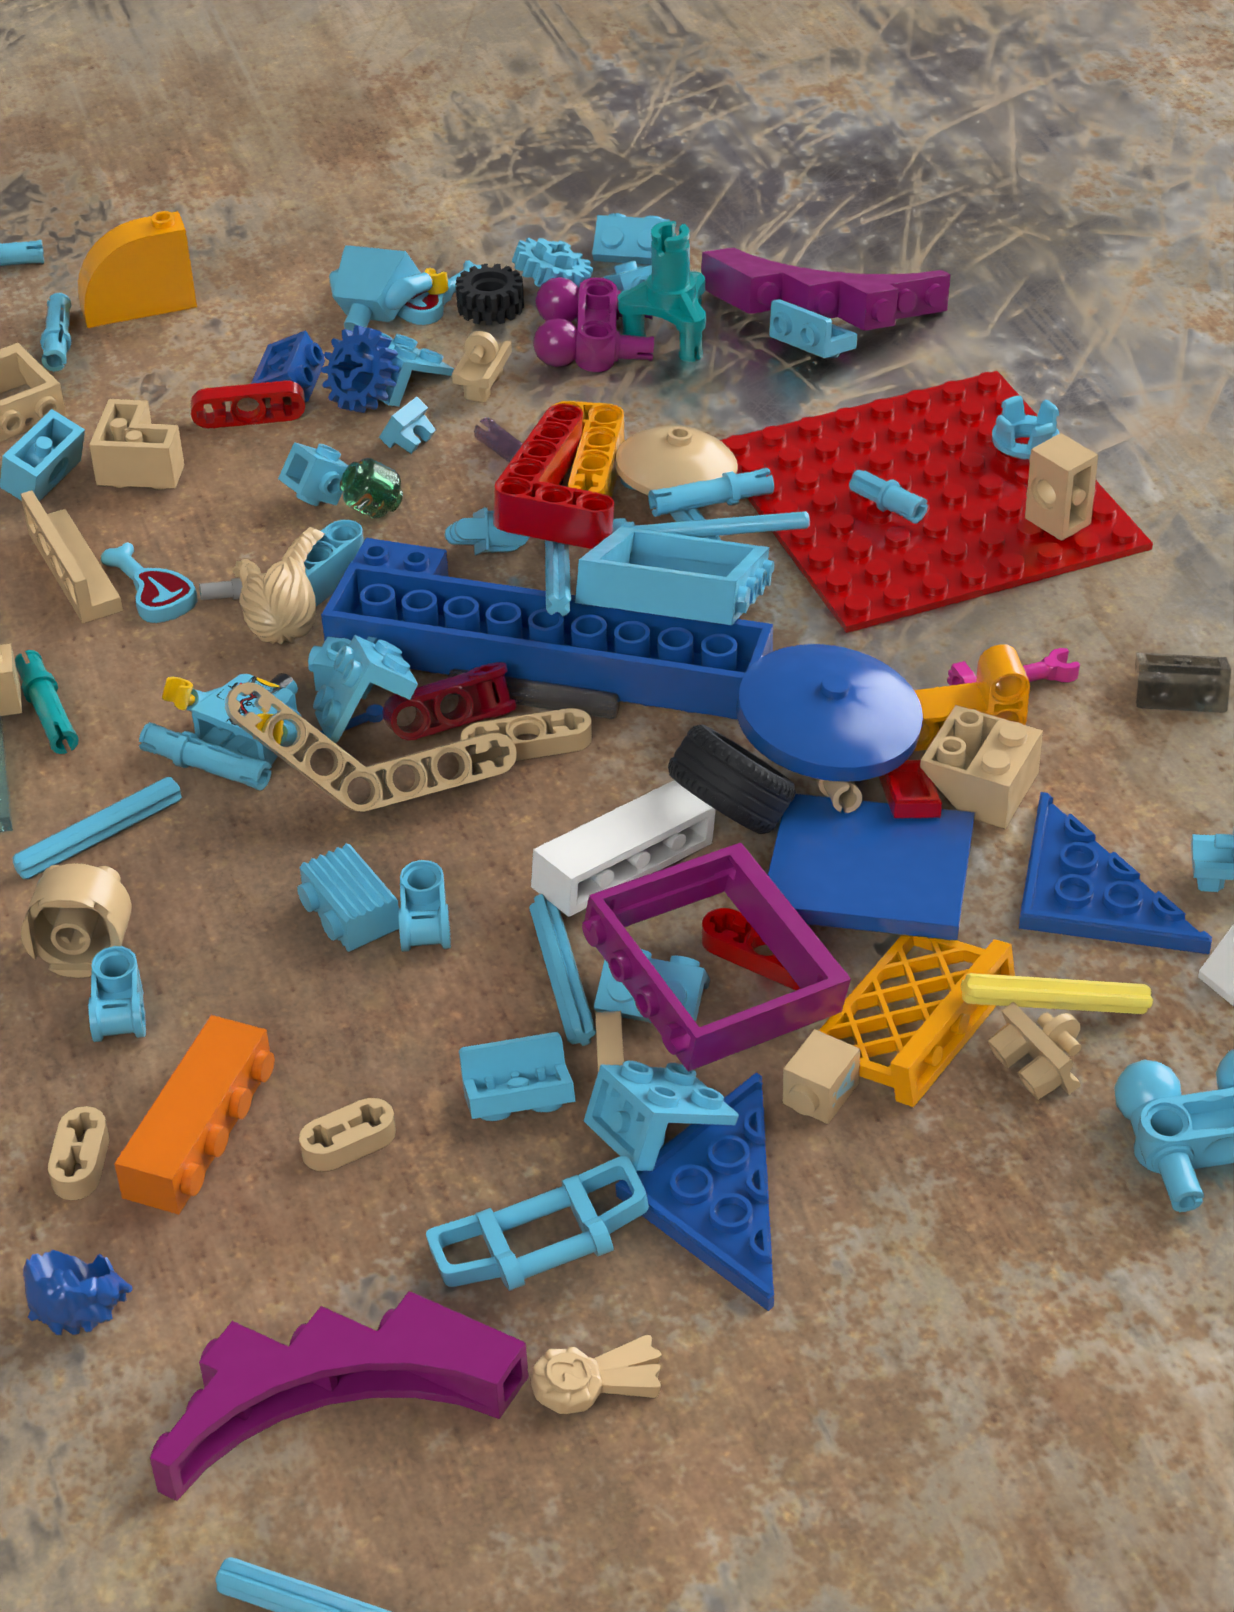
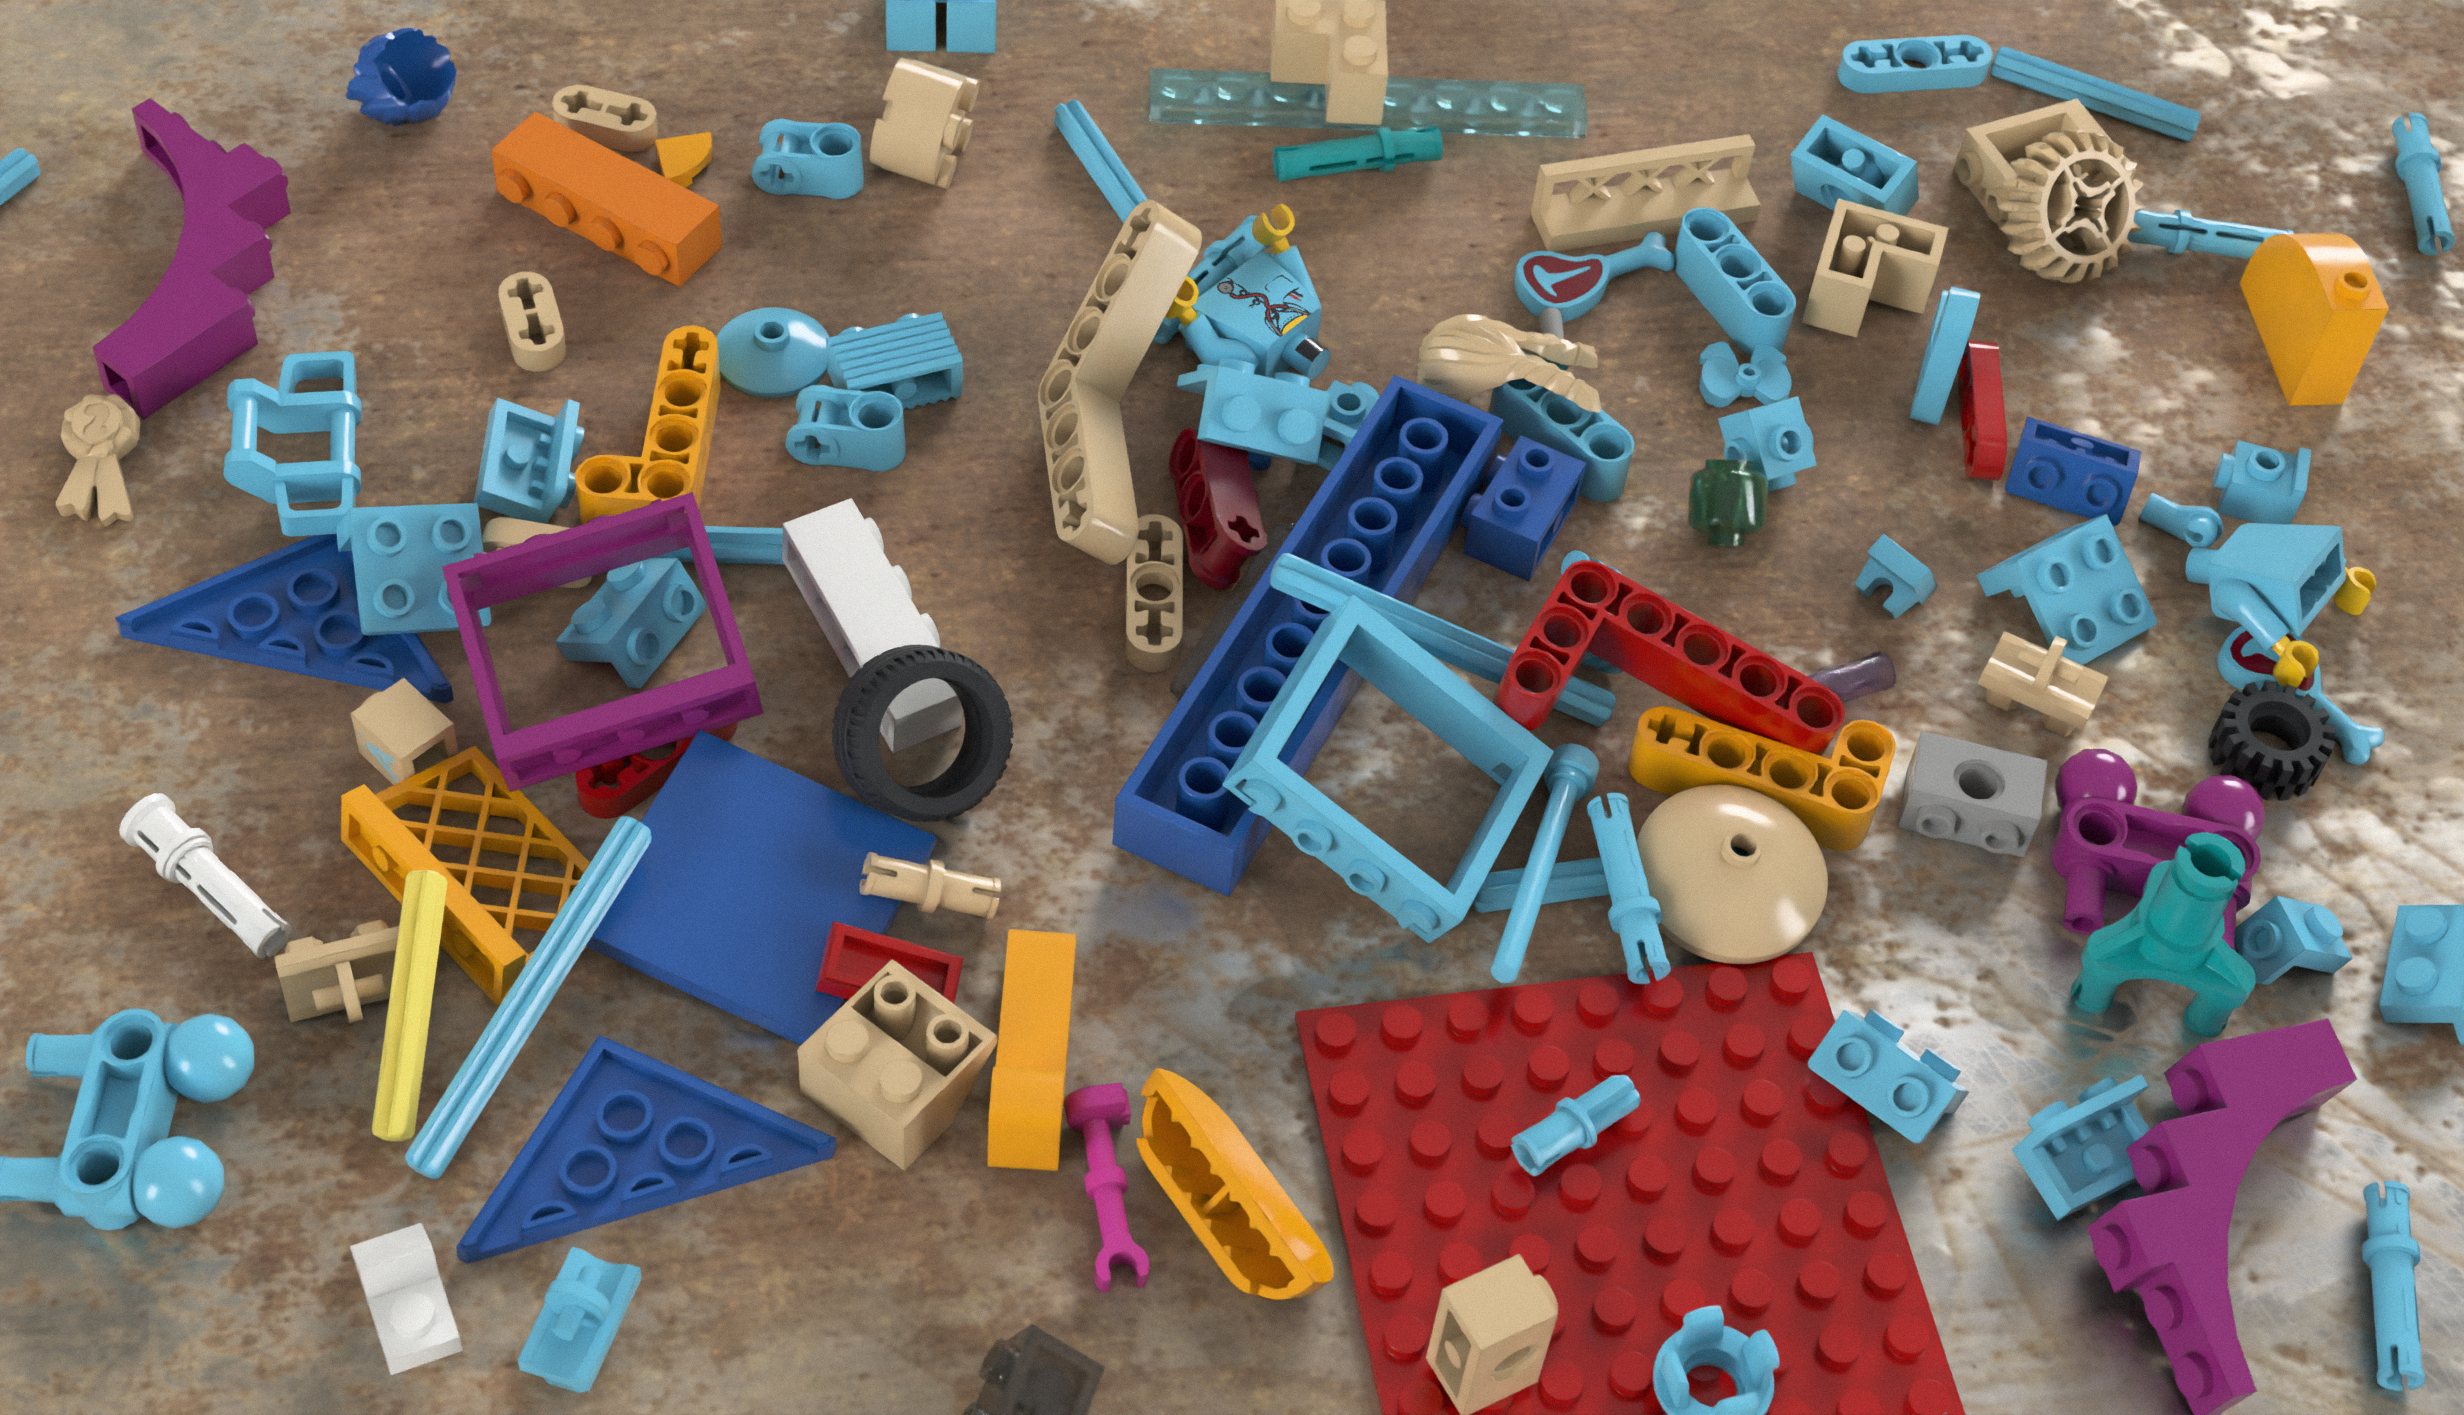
camera: 95 degrees right, 10 degrees up
(66, 360) = (2053, 202): none -> tan gear
(123, 1088) = (684, 156): none -> light orange tile
(153, 509) = (1733, 280): none -> medium azure beam
(225, 412) = (1944, 352): none -> medium azure beam
(240, 511) = (1725, 380): none -> medium azure piece
(282, 300) = (2261, 483): none -> medium azure brick
(324, 324) = (2194, 524): none -> medium azure arm
(336, 989) = (772, 352): none -> medium azure dish
(359, 369) = (2019, 518): blue gear -> none
(461, 1002) = (675, 437): none -> light orange beam
(550, 260) = (2335, 826): medium azure gear -> none
(578, 376) = (1973, 794): none -> light grey brick
(796, 397) = (1887, 1077): none -> medium azure bracket
(829, 712) = (1019, 872): blue dish -> none
(838, 250) = (2392, 1260): none -> medium azure pin
(982, 1169) = (188, 858): none -> white pin
(1004, 618) = (1228, 1193): none -> light orange brick
(1021, 932) = (528, 998): none -> medium azure axle

